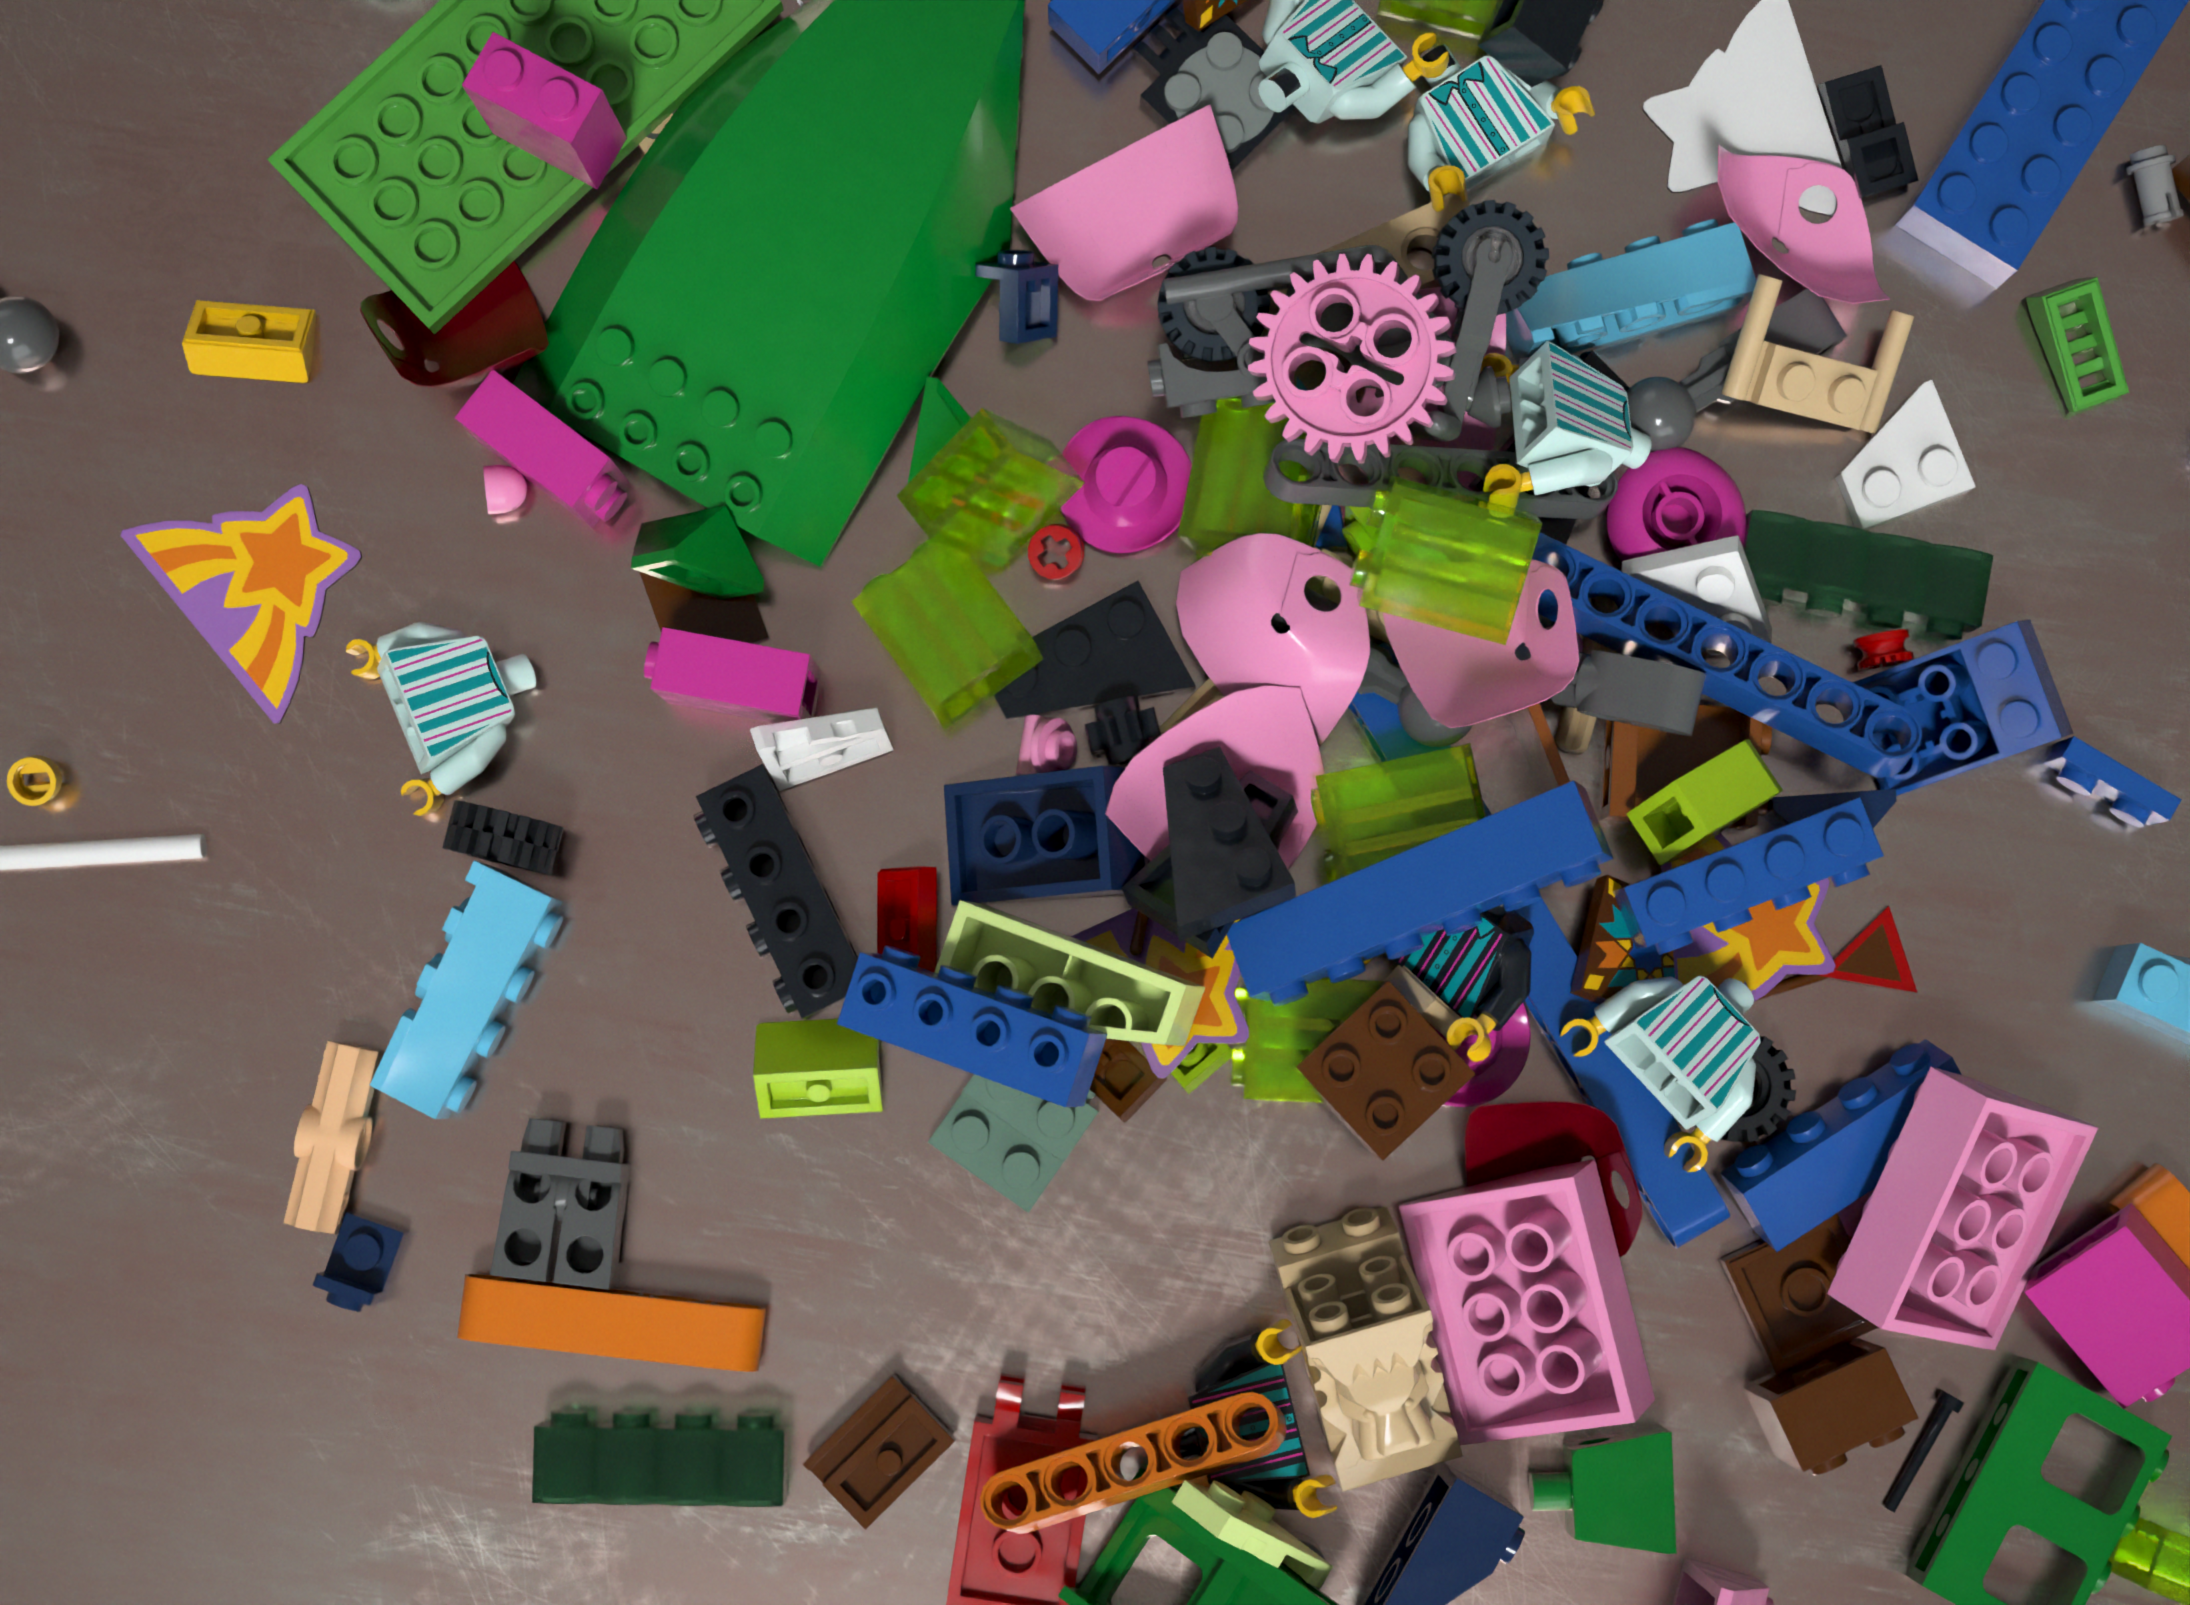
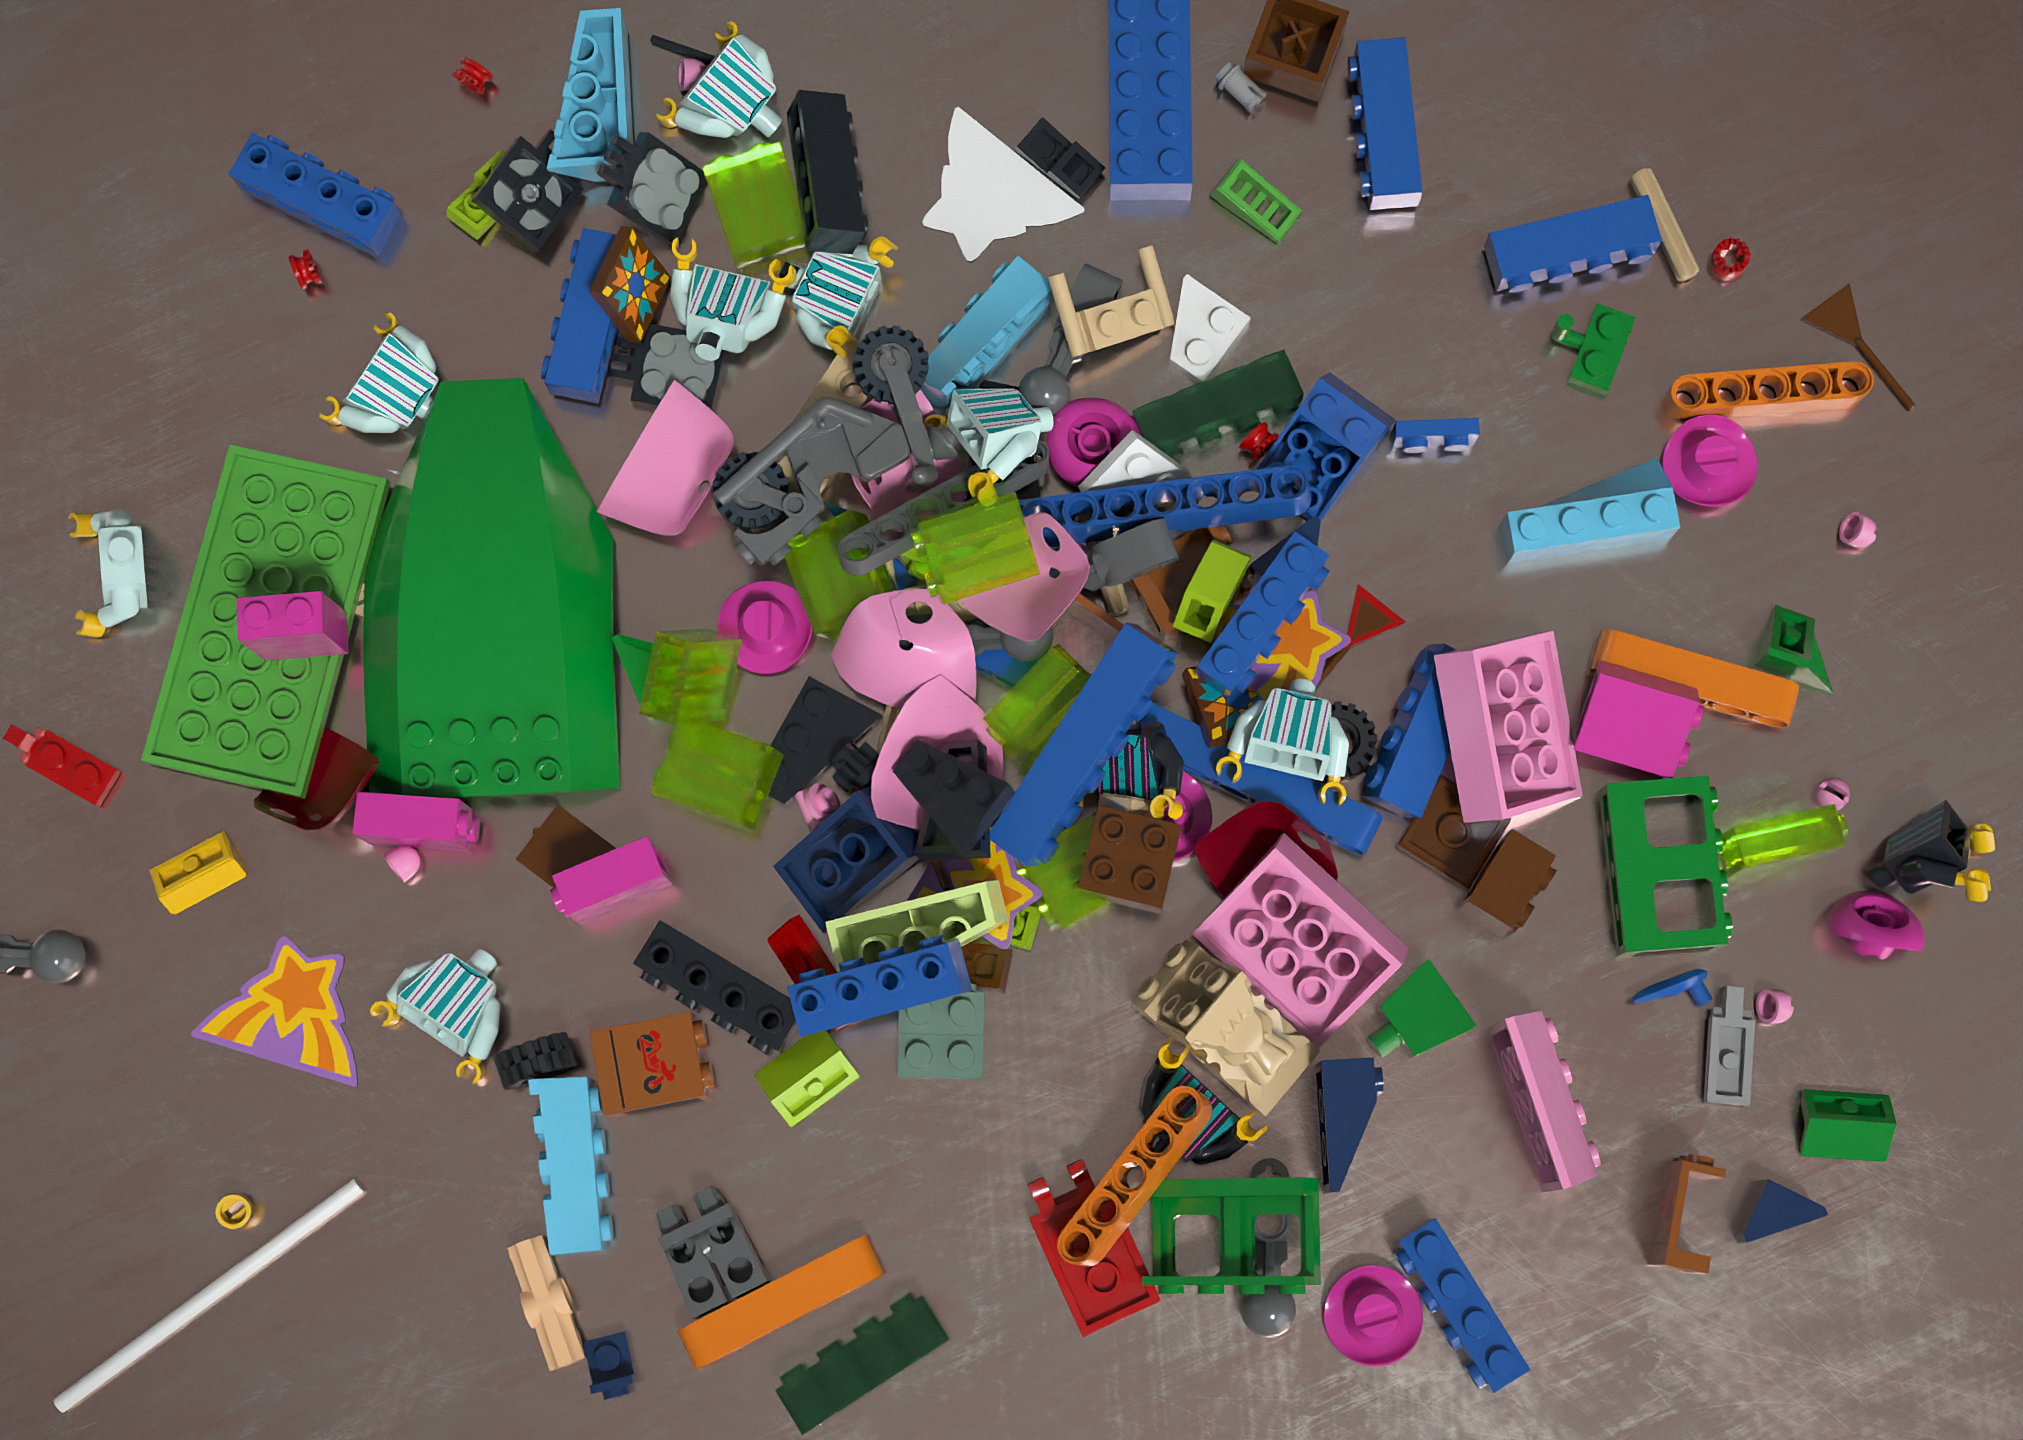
camera: 30 degrees left, 5 degrees down
(176, 103) = (64, 763): none -> red hinge
(641, 932) = (651, 1063): none -> dark orange panel
(698, 553) = (545, 823): green slope -> none
(820, 745) = (686, 887): white wing -> none
(879, 1451) = (985, 1273): reddish brown plate -> none
(1026, 295) = (638, 554): dark blue bracket -> none
(1038, 546) = (763, 685): red bush -> none
(1248, 1525) = (1223, 1165): yellowish green wing -> none
(1377, 306) = (844, 431): bright pink gear -> none
(1825, 257) = (1027, 236): bright pink piece -> none
(1948, 1404) = (1577, 842): black piece -> none

